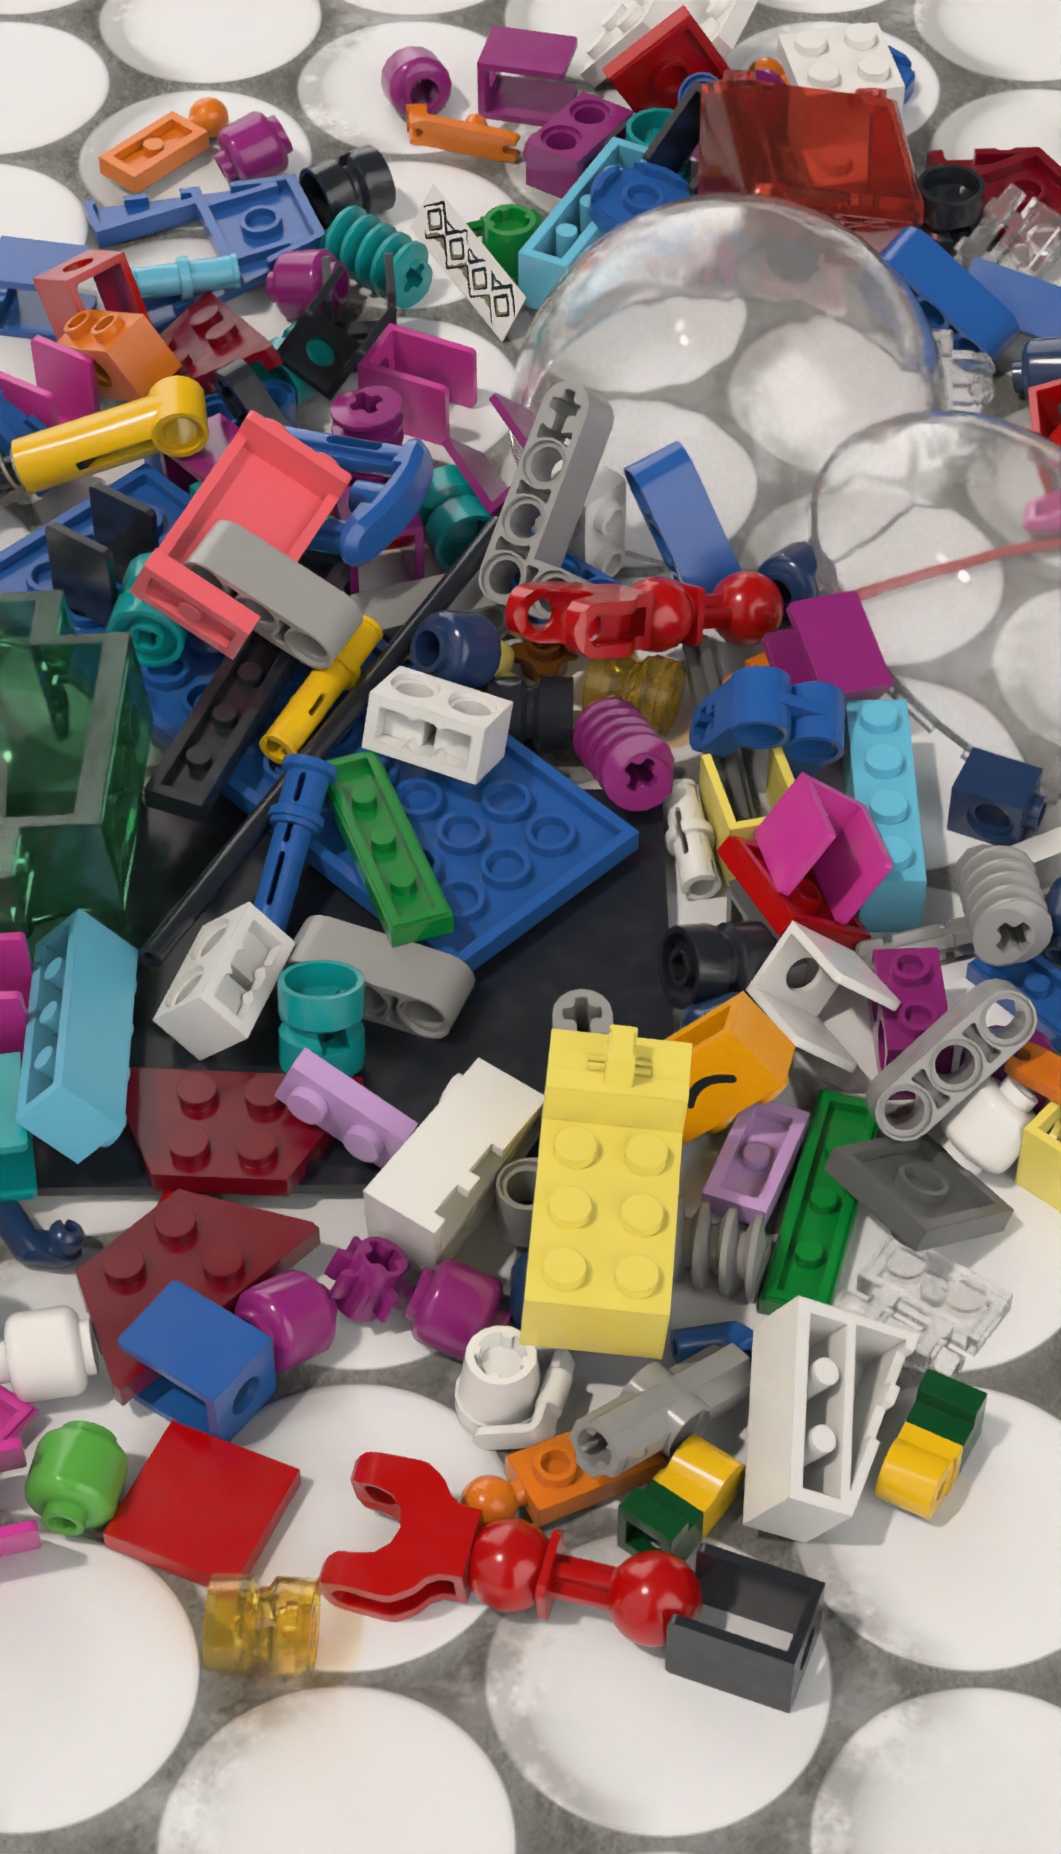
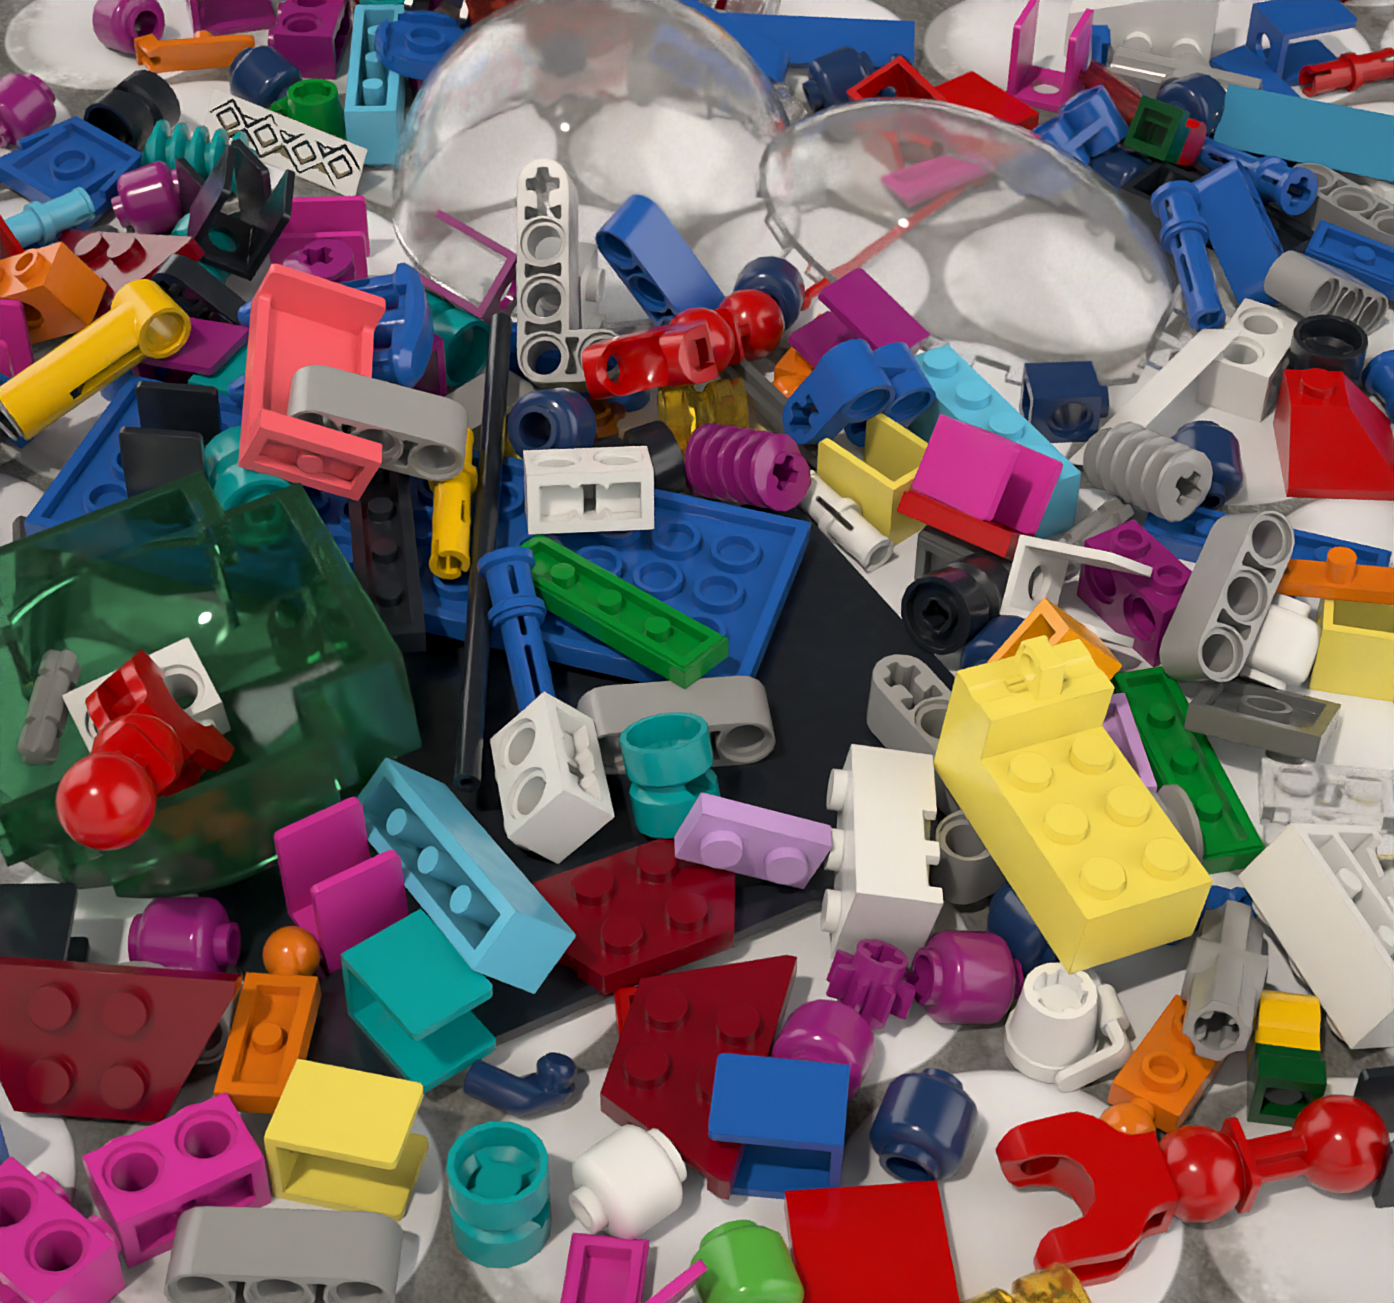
camera: 30 degrees left, 5 degrees down
(321, 1419) = (924, 1126): none -> dark blue head
(492, 181) = (262, 75): none -> dark blue head

